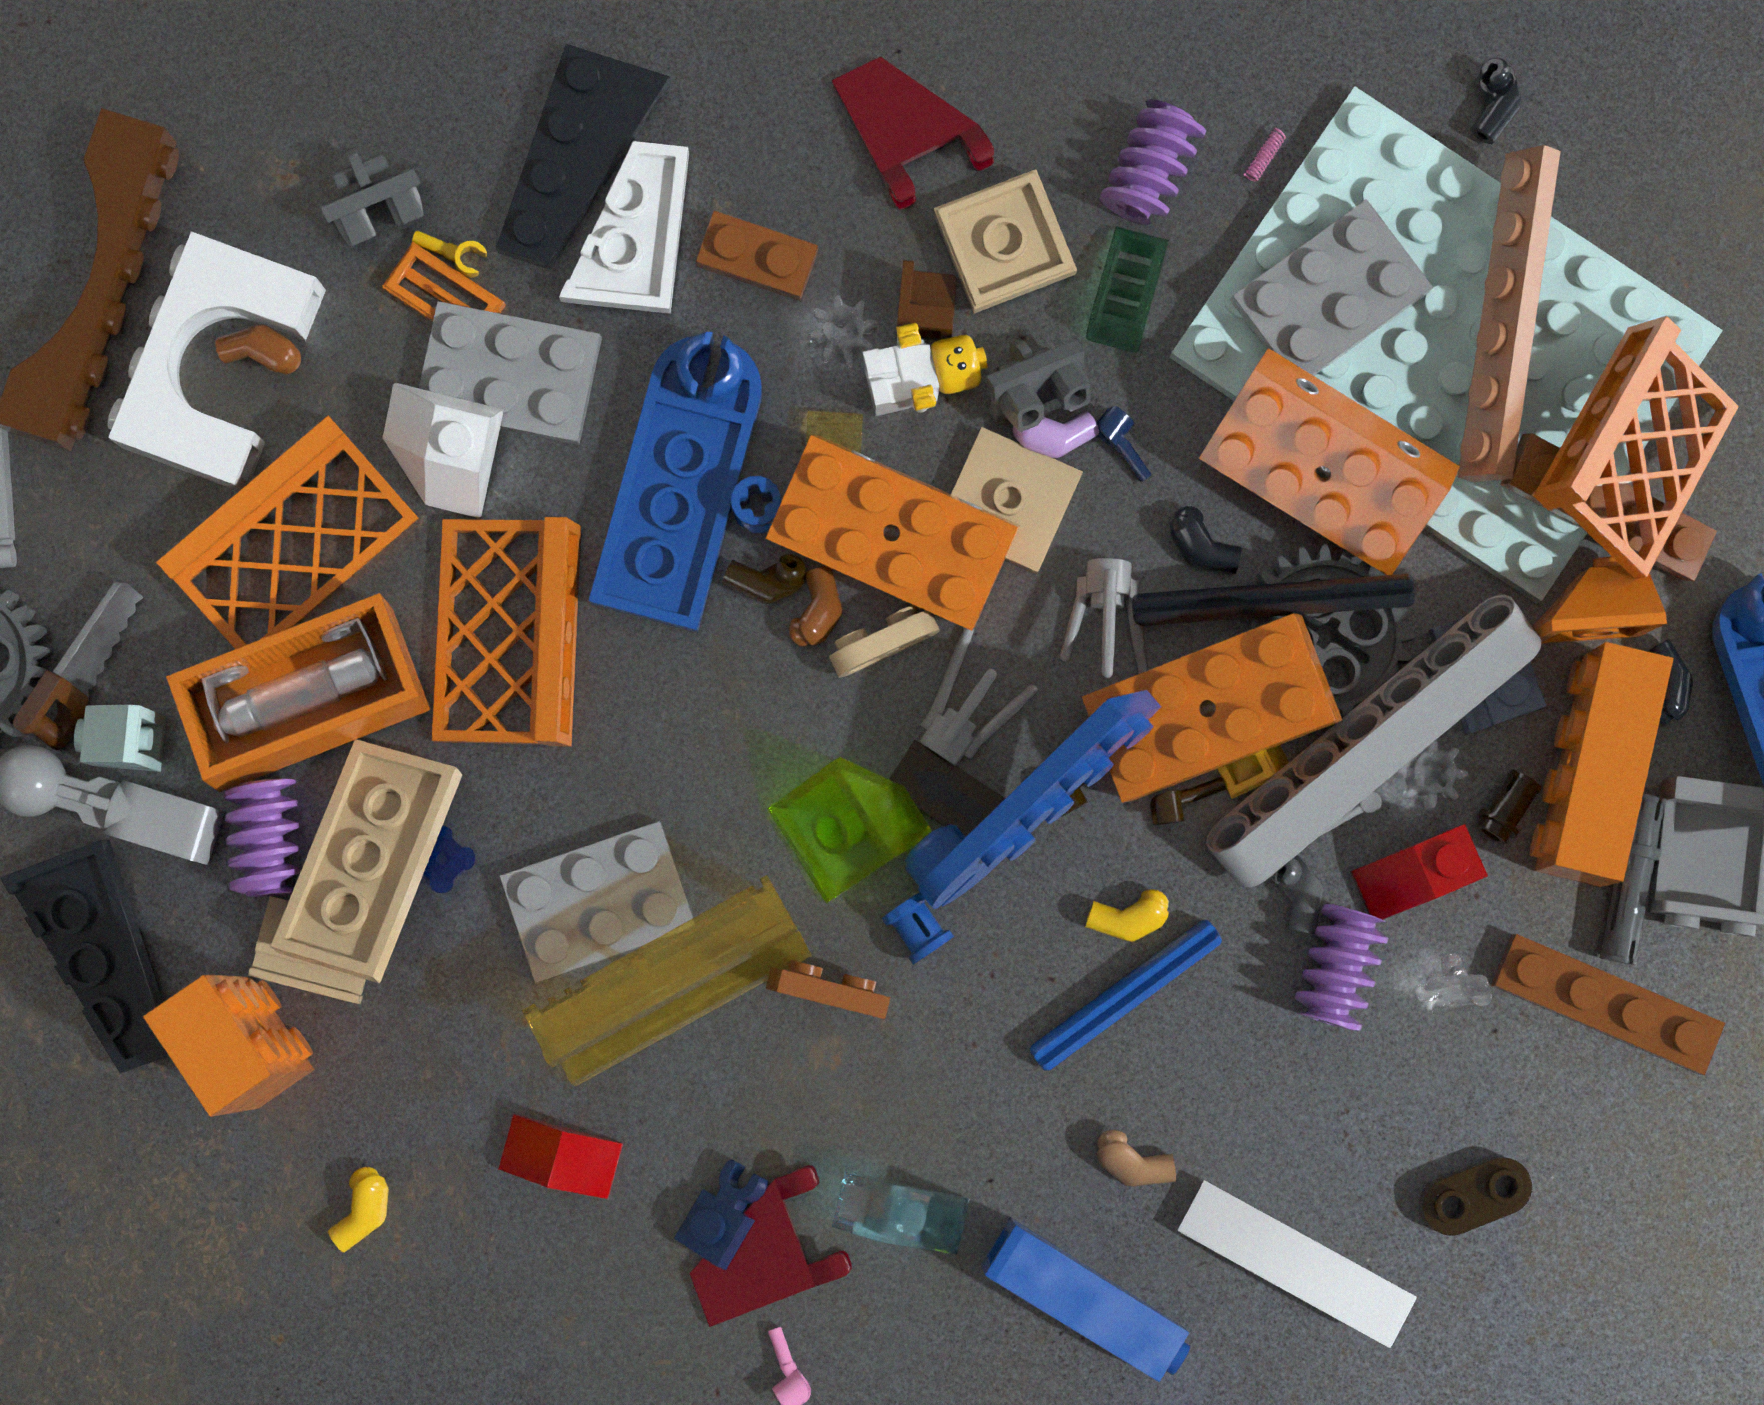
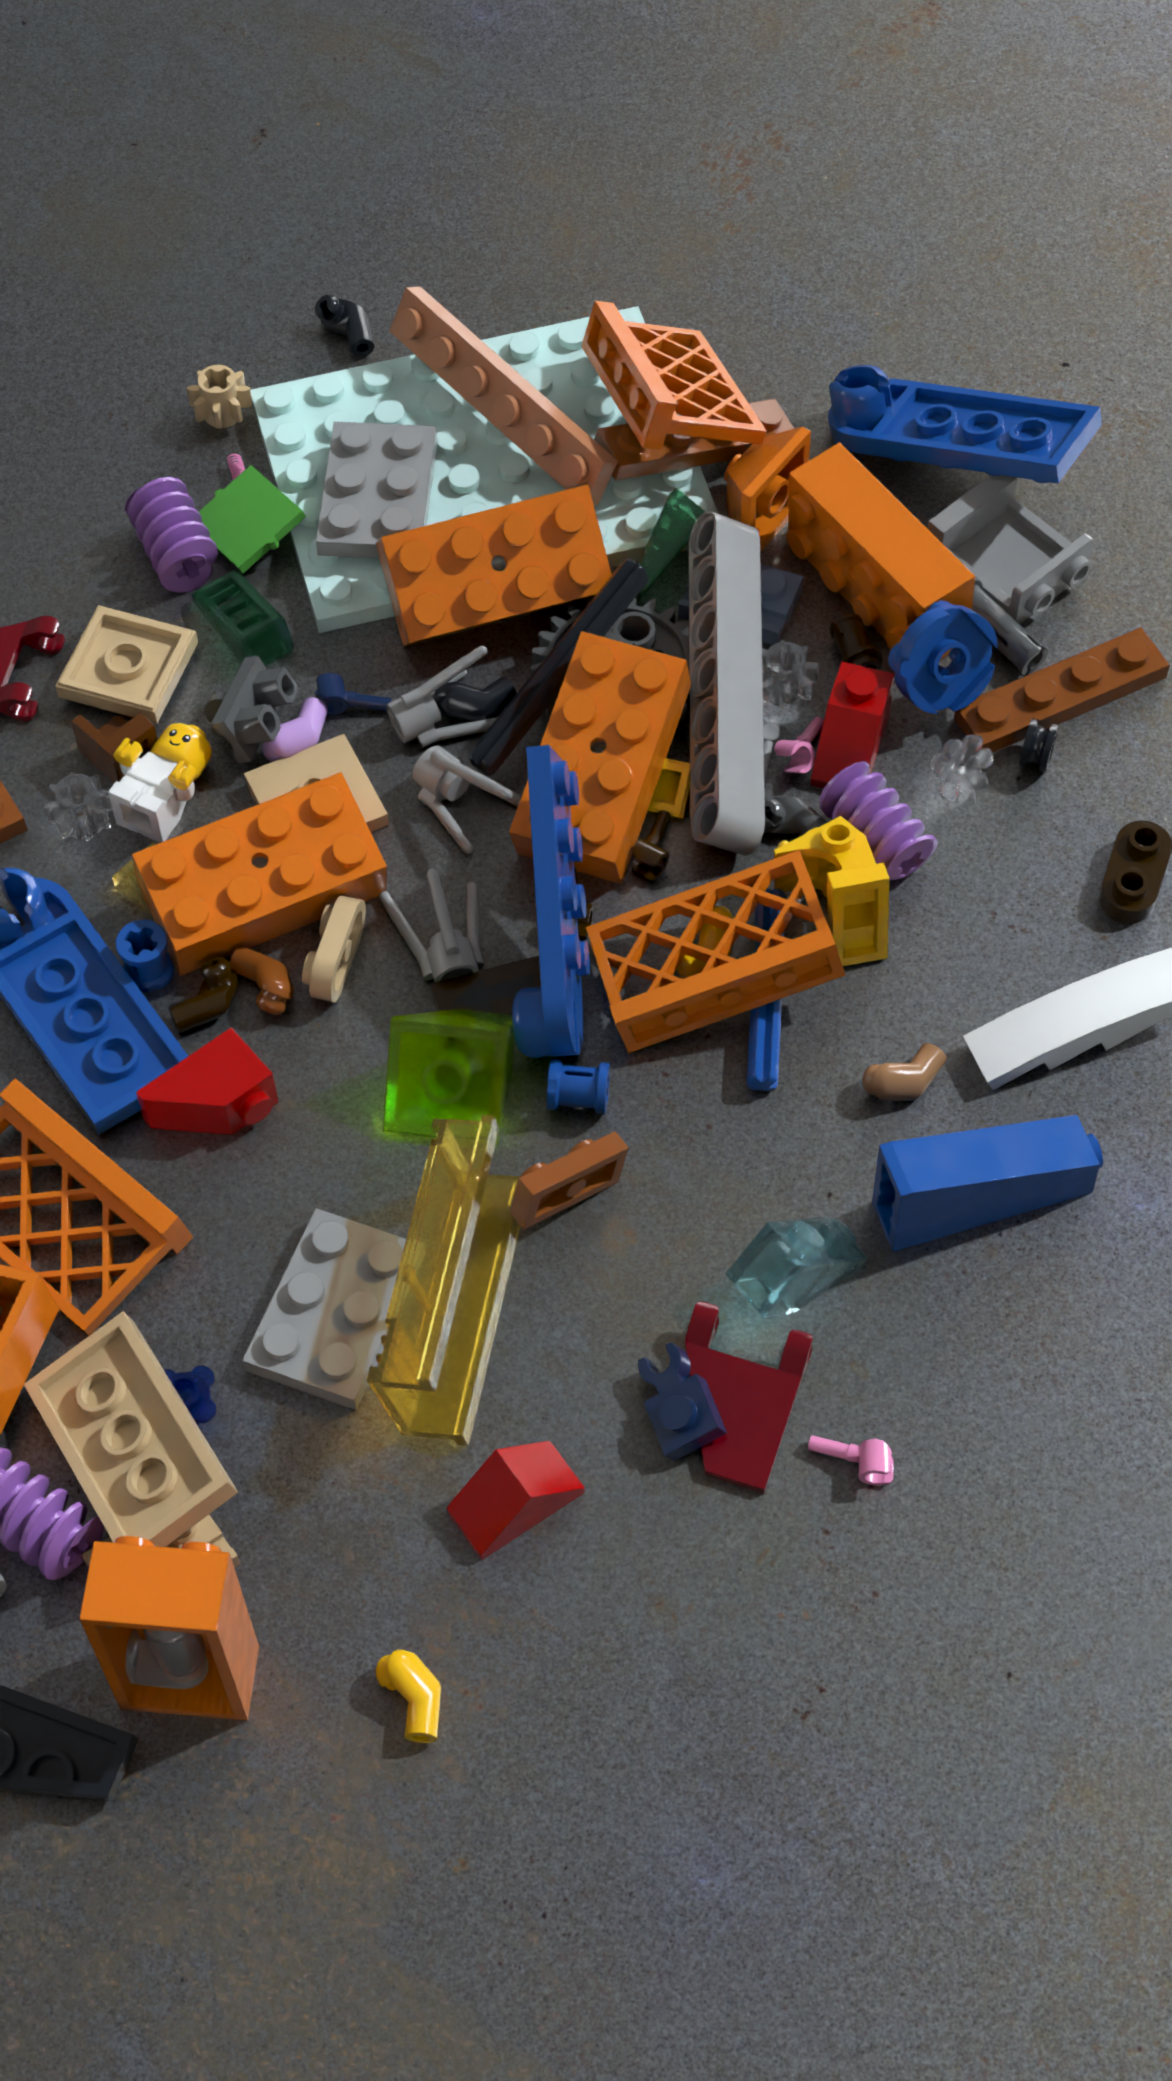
camera: 45 degrees left, 25 degrees down
(691, 661) = (211, 1090): none -> red slope
(1089, 977) = (726, 983): none -> orange fence
(1151, 509) = (417, 711): none -> light grey plant
(1222, 206) = (249, 518): none -> bright green piece
(1278, 972) = (852, 882): none -> yellow tile
(1338, 64) = (219, 396): none -> tan gear
(1361, 841) = (800, 749): none -> bright pink hand
(1474, 576) = (668, 536): none -> clear green slope
(1531, 1031) = (1039, 745): none -> black bush
(1536, 905) = (924, 643): none -> blue plate

